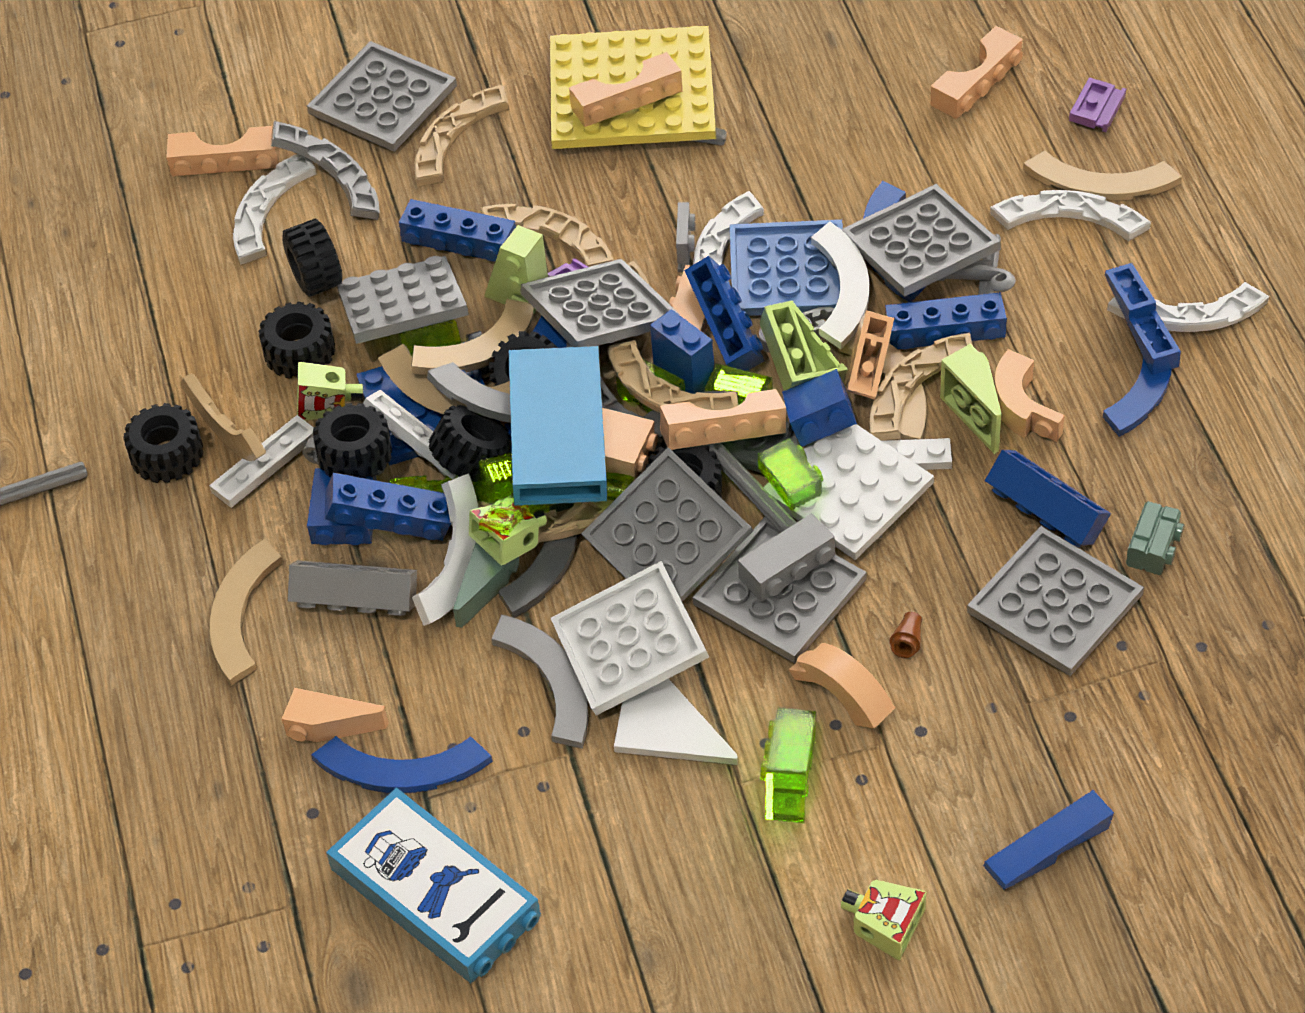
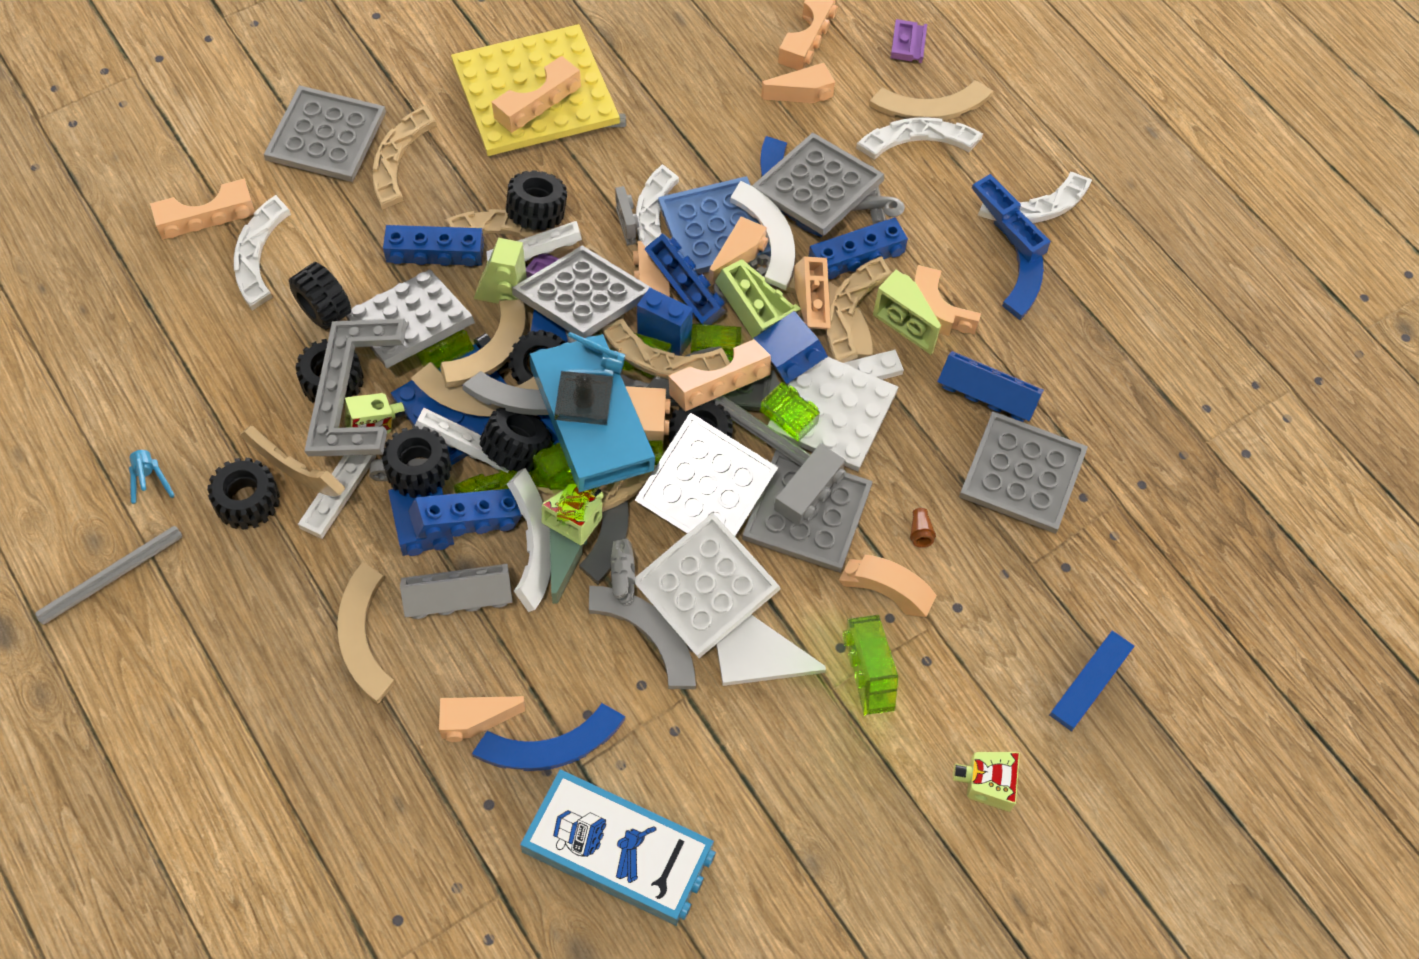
camera: 25 degrees left, 10 degrees up
(69, 397) = (142, 466): none -> dark azure plant
(265, 392) = (324, 433): none -> light grey plate
(346, 171) = (307, 201): light grey tile -> none
(541, 605) = (623, 571): none -> light grey hinge
(549, 404) = (583, 398): none -> clear smoke tile
(584, 247) = (549, 240): none -> white plate
(586, 202) = (536, 200): none -> black tyre
(592, 371) = (611, 360): none -> dark azure plant
(807, 287) = (743, 243): none -> light nougat slope
(946, 133) = (803, 86): none -> light nougat slope
(1154, 537) = (1080, 402): sand green brick -> none

